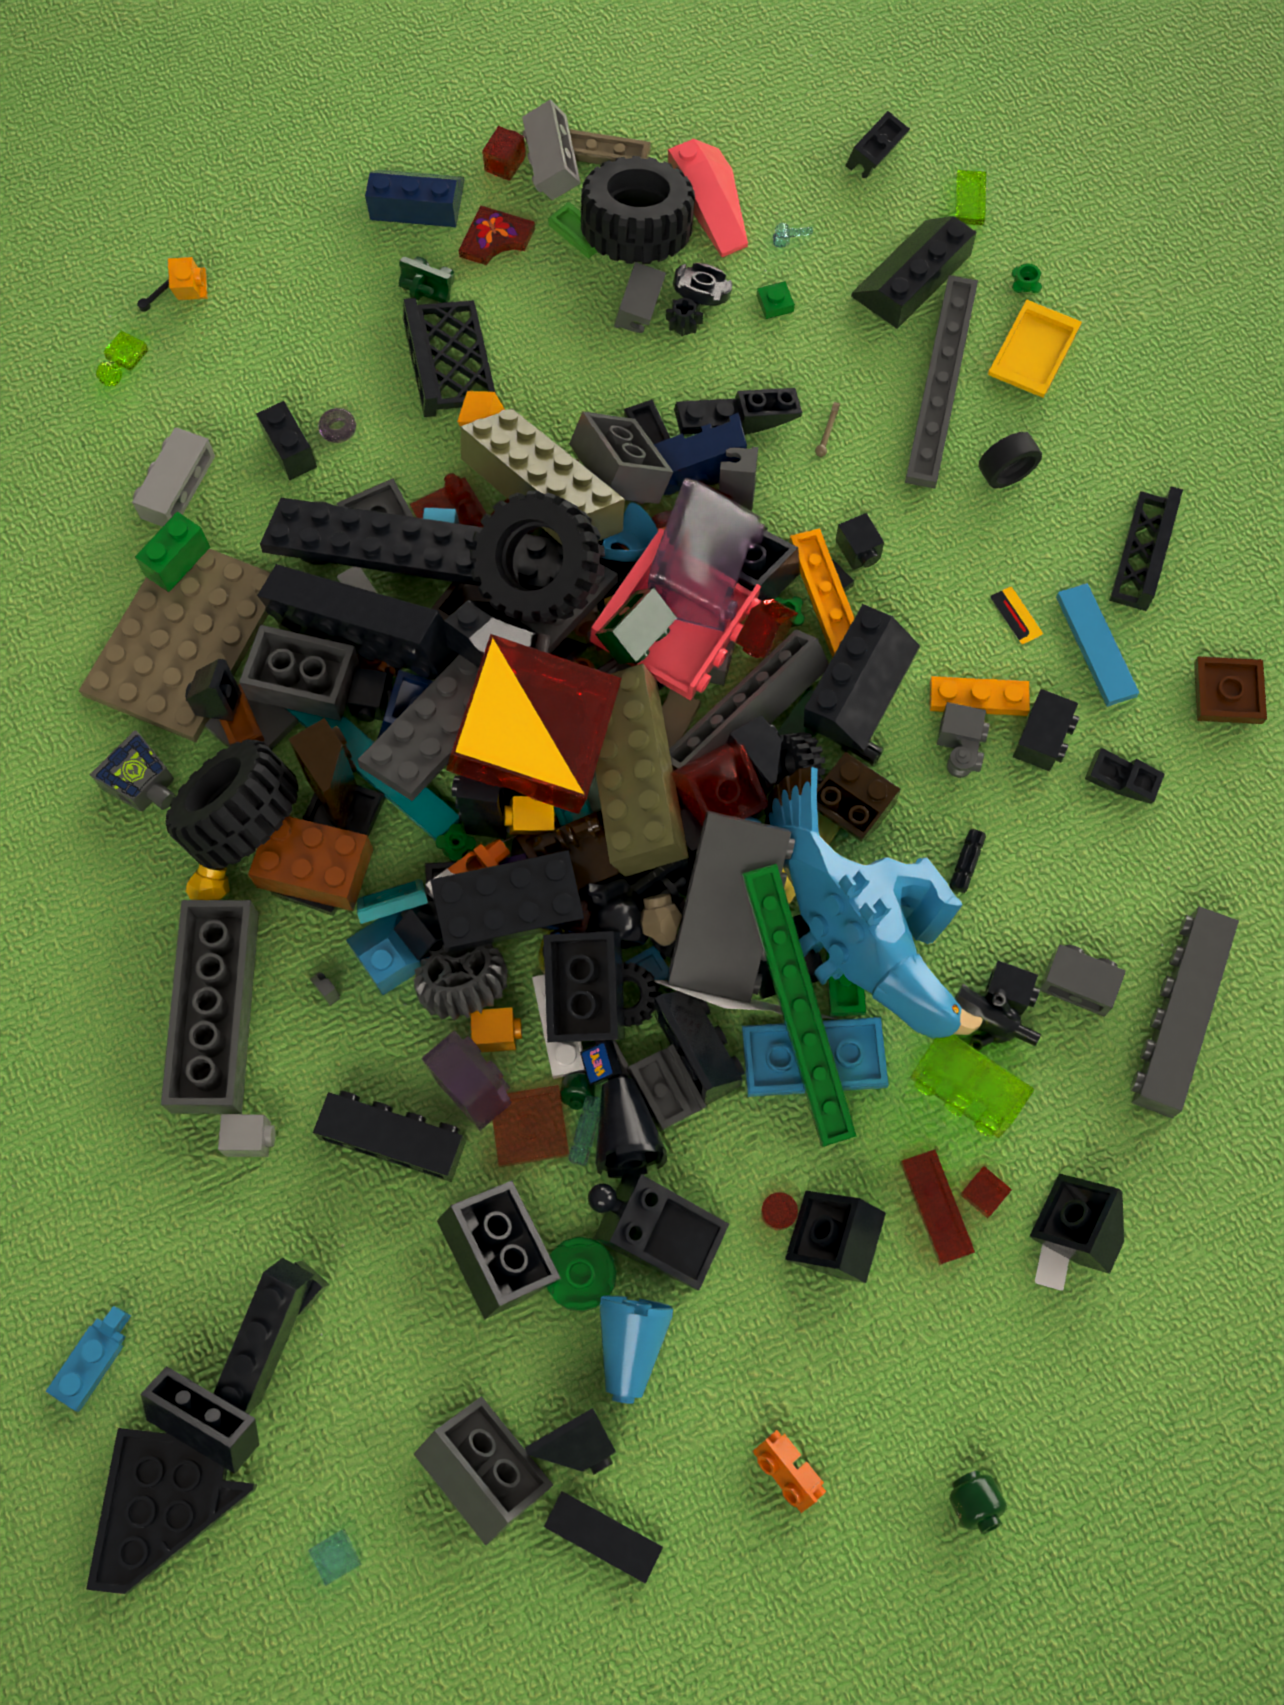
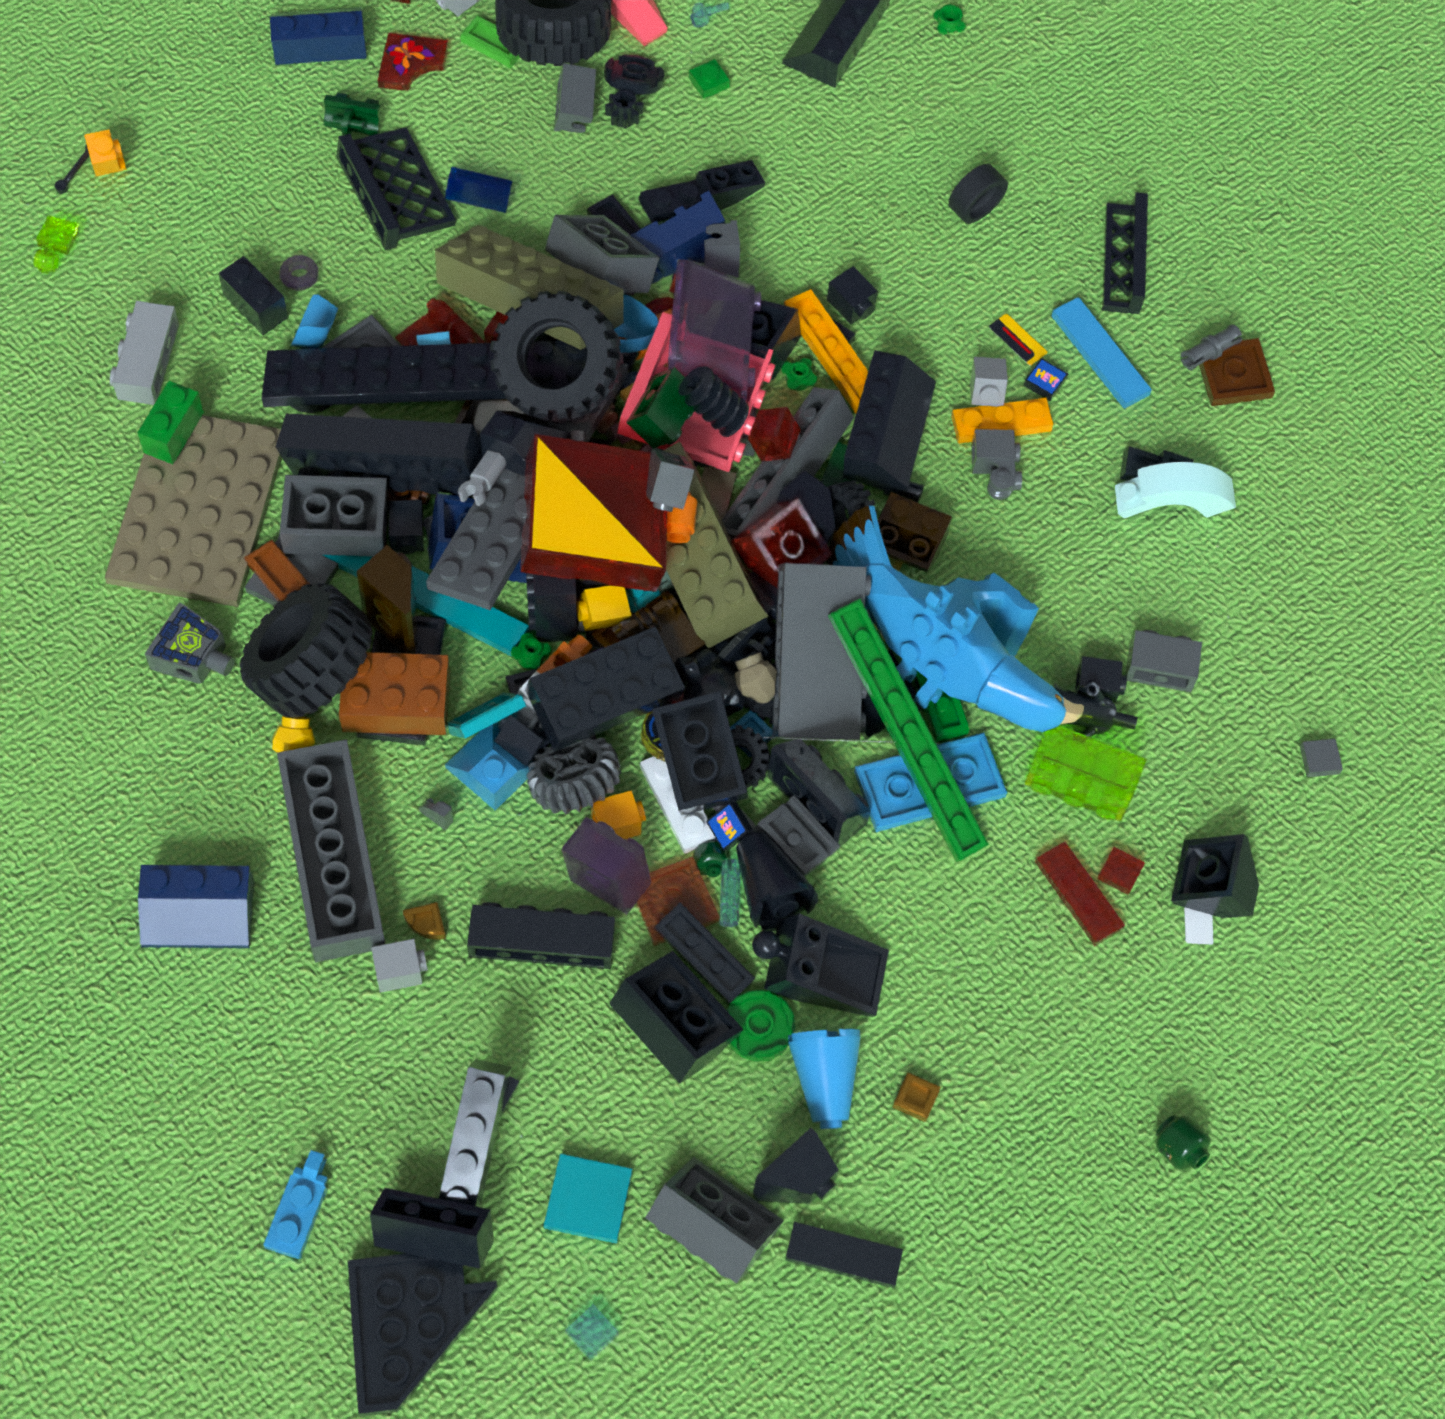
camera: 20 degrees left, 5 degrees down
(73, 1034) = (195, 906): none -> slope
(214, 692) = (252, 548): black slope -> none
(287, 1094) = (425, 921): none -> pearl gold tile
(337, 480) = (315, 324): none -> dark azure piece
(367, 1416) = (588, 1198): none -> teal tile
(439, 665) = (483, 477): none -> light grey bar
(479, 406) = (442, 229): light orange brick -> none
(525, 372) = (478, 189): none -> clear blue panel
(544, 1188) = (704, 953): none -> black tile
(611, 705) = (668, 480): none -> slope
(619, 741) = (682, 521): none -> orange brick
(686, 628) = (714, 400): none -> black piece
(718, 1386) = (916, 1097): none -> pearl gold tile
(741, 671) = (774, 434): none -> clear red brick
(765, 628) = (785, 388): clear red brick -> none
(779, 1211) = (933, 928): clear red tile -> none
(799, 1486) = (1013, 1166): orange hinge -> none
(821, 449) = (791, 215): dark tan hinge -> none
(836, 1235) = (993, 936): black slope -> none
(941, 382) = (892, 131): dark grey plate -> none
(967, 860) = (1030, 571): black axle -> none
(973, 654) = (988, 381): none -> light grey brick
(1034, 662) = (1045, 379): none -> tile
(1035, 348) = (973, 85): yellow piece -> none
(1045, 730) = (1073, 440): black brick -> none
(1139, 798) = (1176, 484): none -> light aqua arch
(1184, 1012) = (1263, 671): dark grey brick -> none
(1210, 661) = (1211, 347): none -> dark grey pin
(1223, 1116) = (1321, 757): none -> dark grey tile

